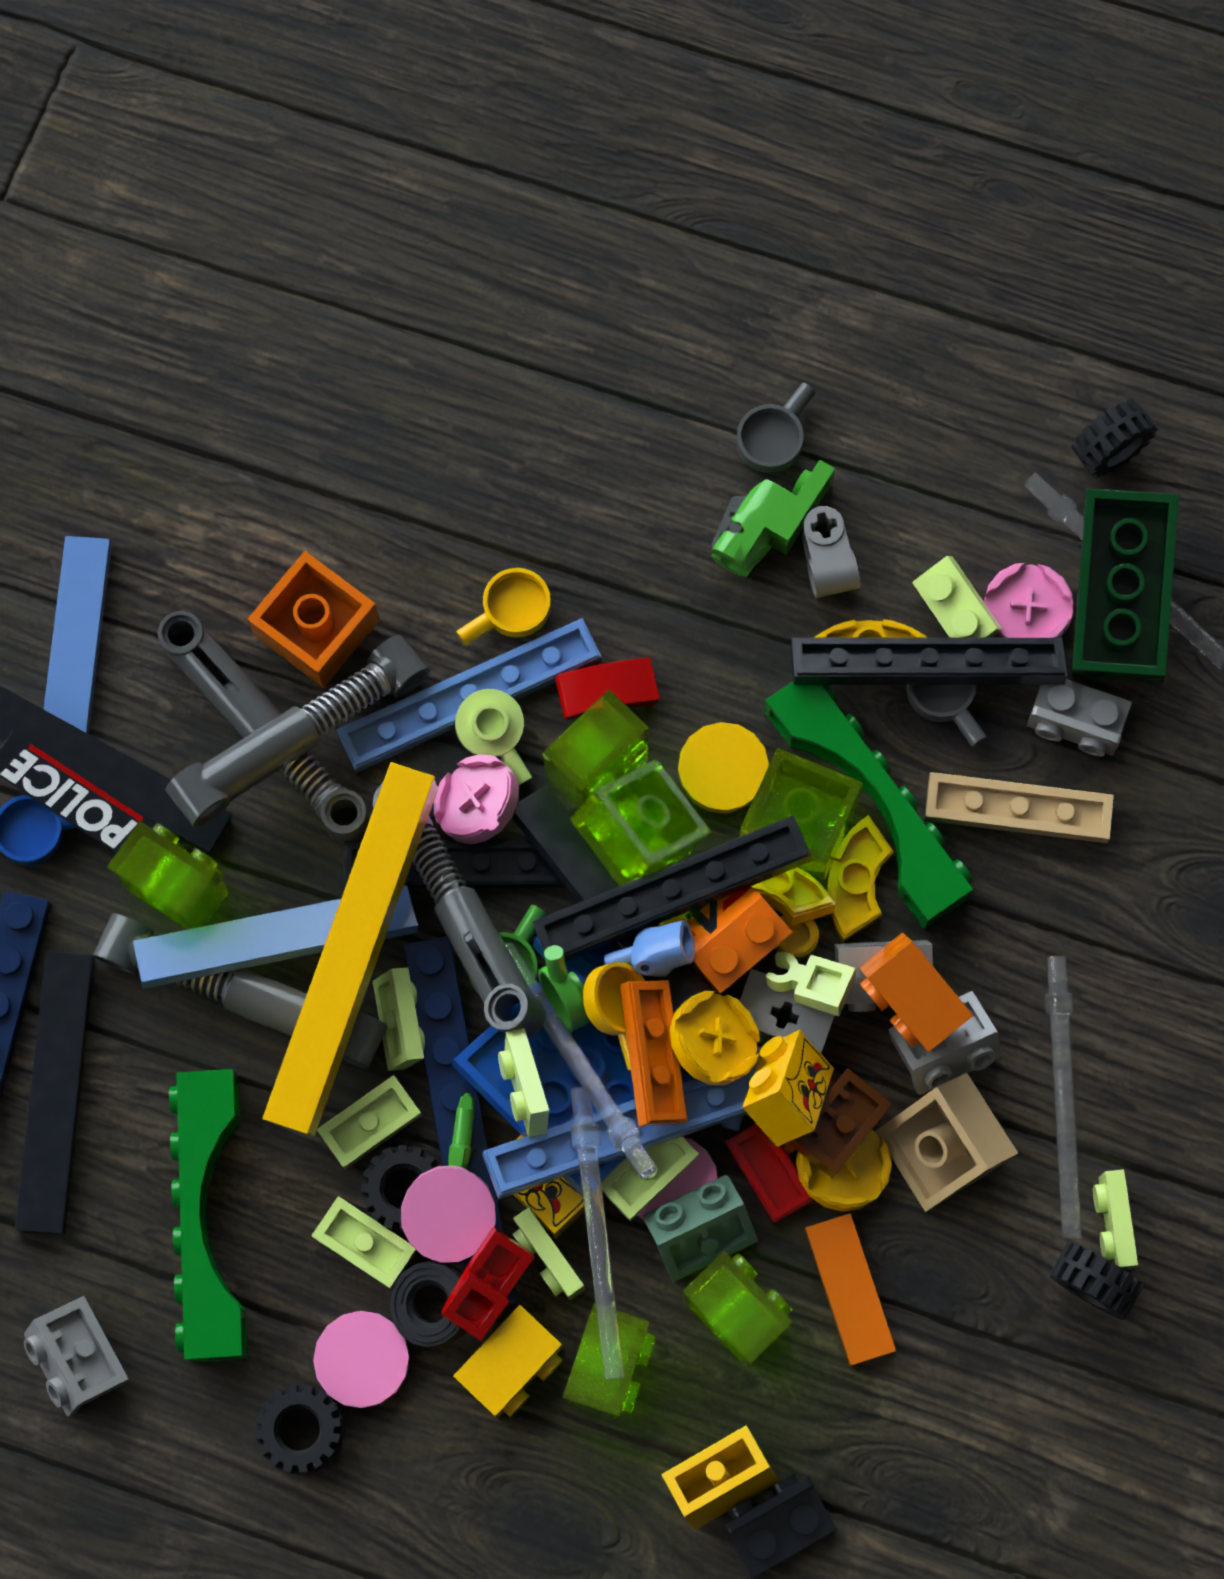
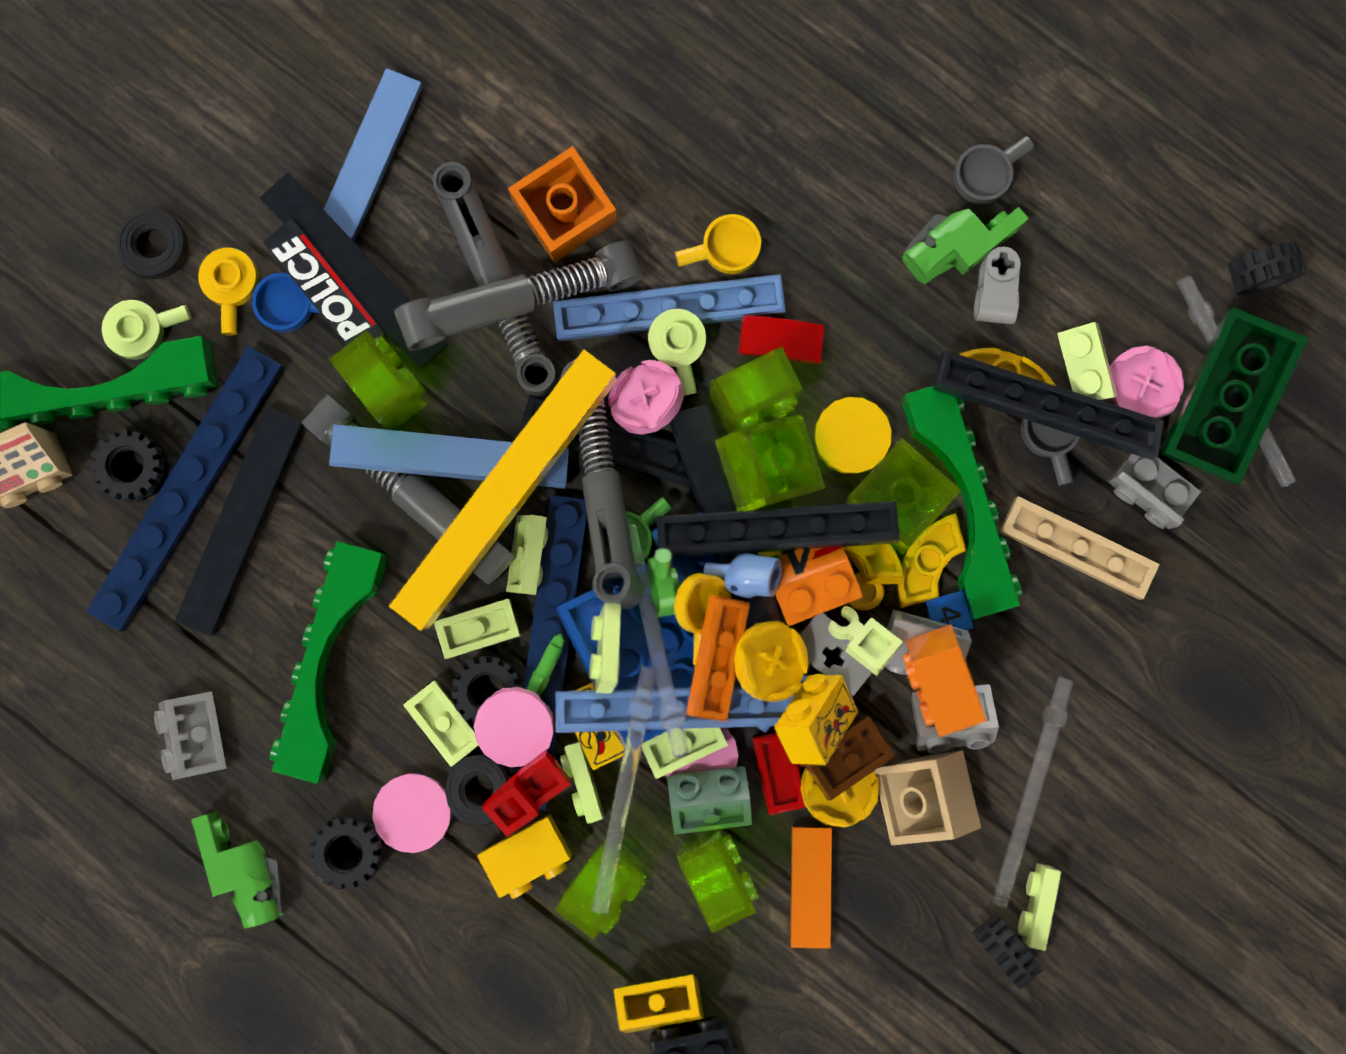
camera: 15 degrees right, 10 degrees up
(184, 1491) = (241, 869): none -> bright green plate
(899, 919) = (950, 610): none -> blue tile

